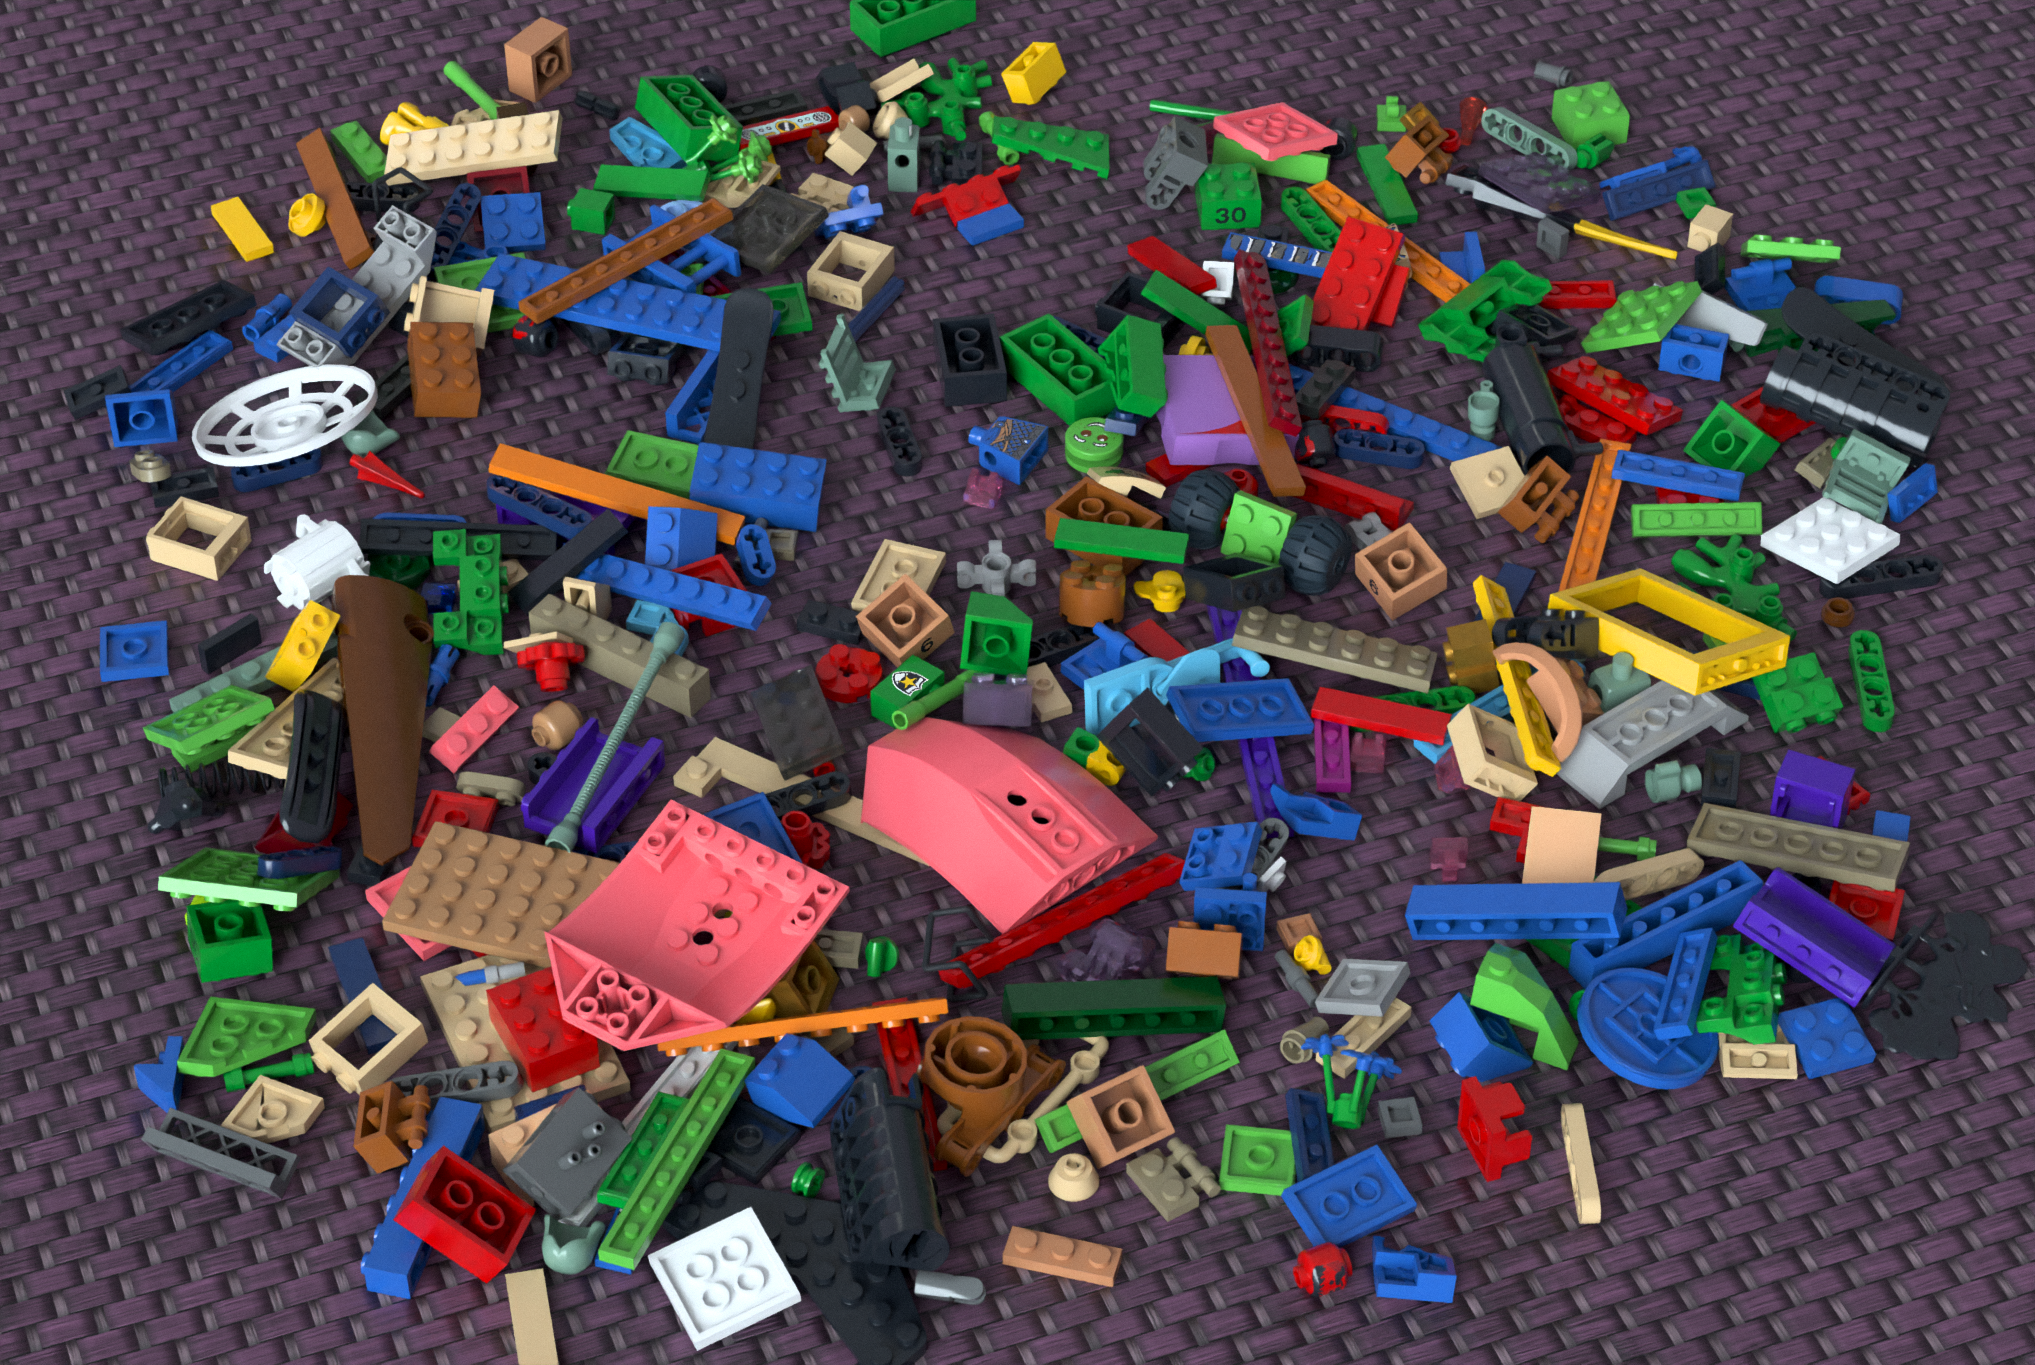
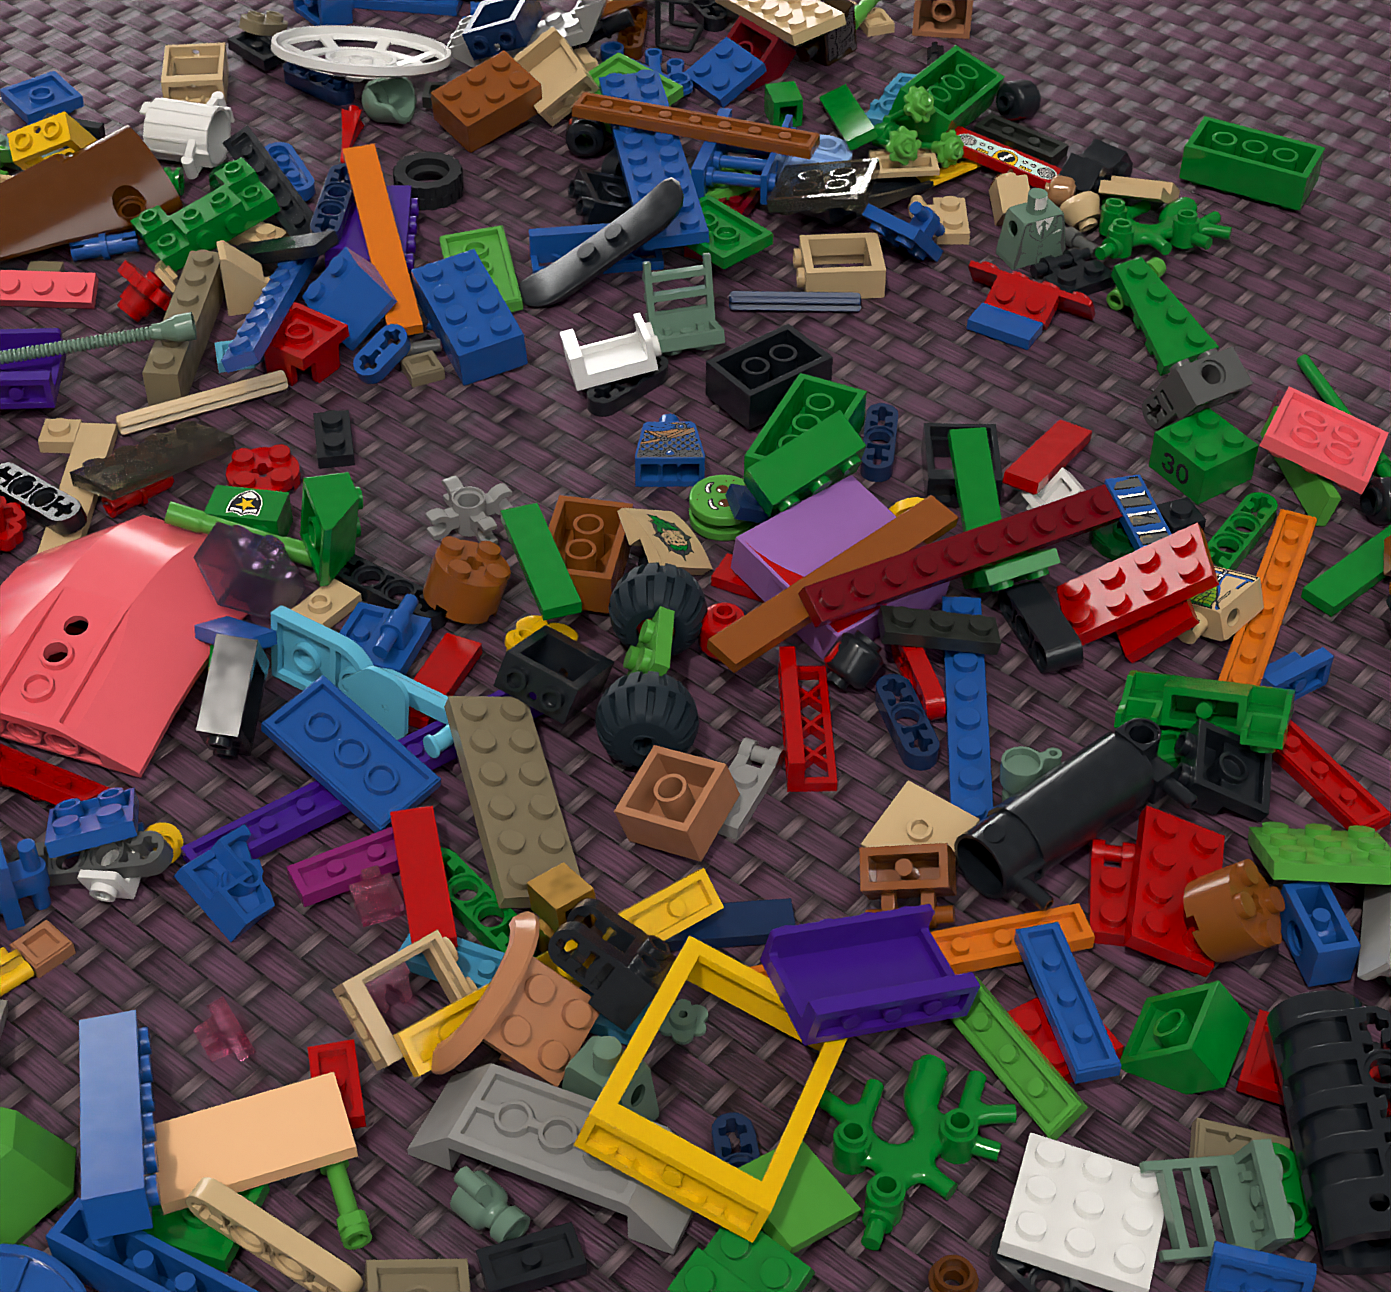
camera: 60 degrees right, 0 degrees up
(455, 231) = (672, 36): dark blue beam -> none
(511, 433) = (431, 166): none -> black tyre
(556, 725) = (72, 321): medium nougat head -> none
(722, 682) = (201, 402): none -> tan axle
(871, 429) = (613, 357): none -> white panel
(892, 563) = (414, 455): tan plate -> none
(905, 622) = (325, 453): nougat brick -> none
(983, 490) = (599, 460): clear pink tile -> none
(1033, 73) = (1246, 263): yellow brick -> none
(1074, 726) = (234, 627): none -> blue tile
(1204, 768) = (267, 763): green plate -> none
(1617, 543) = (864, 974): none -> dark purple panel
(1665, 371) = (1234, 912): none -> dark orange brick

